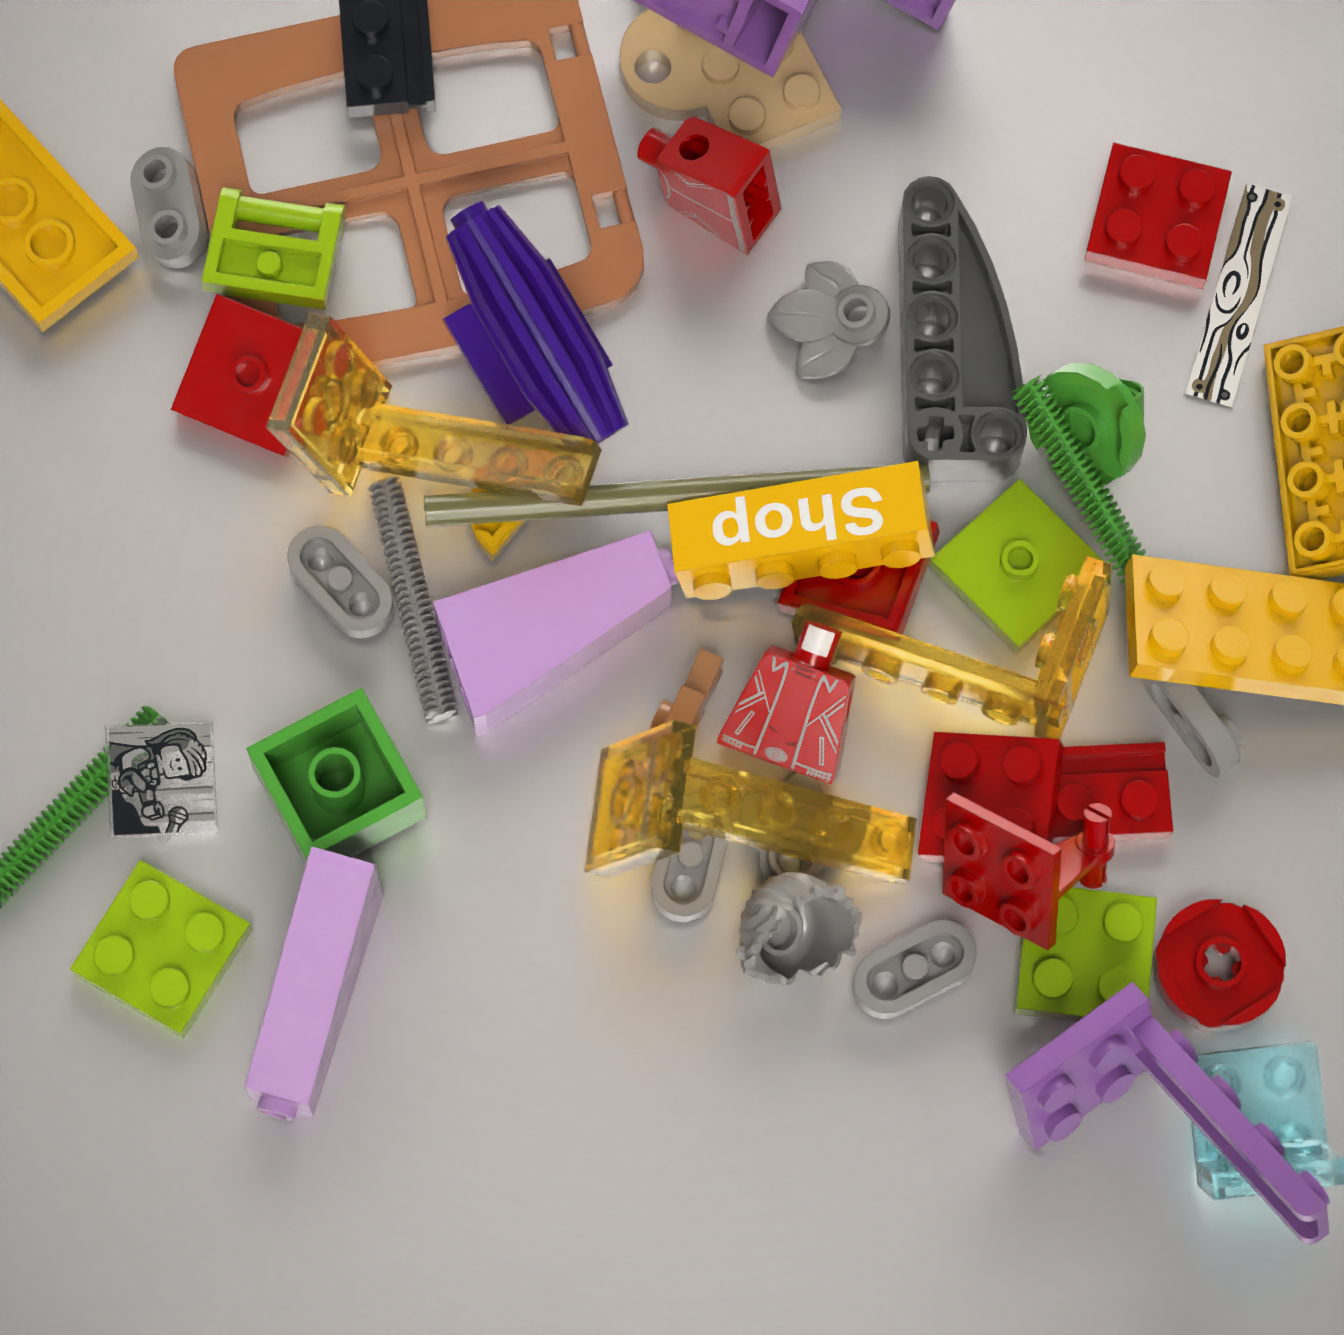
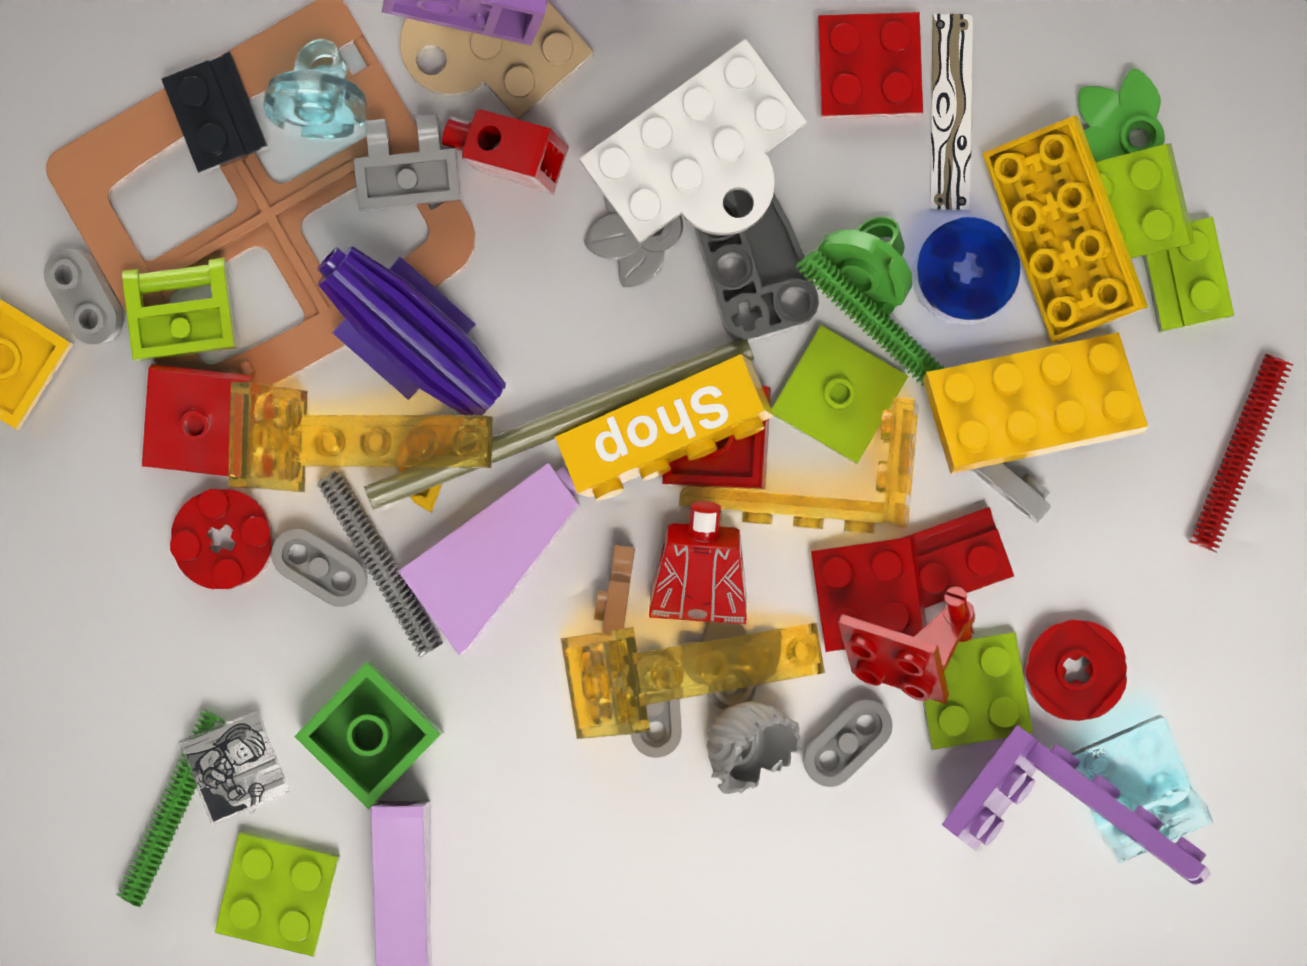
camera: 15 degrees left, 15 degrees up
(235, 484) = (215, 510): none -> red plate
(507, 62) = (316, 100): none -> clear light blue tile
(585, 178) = (406, 177): none -> light grey plate
(932, 233) = (698, 149): none -> white plate
(1203, 494) = (990, 256): none -> clear blue brick

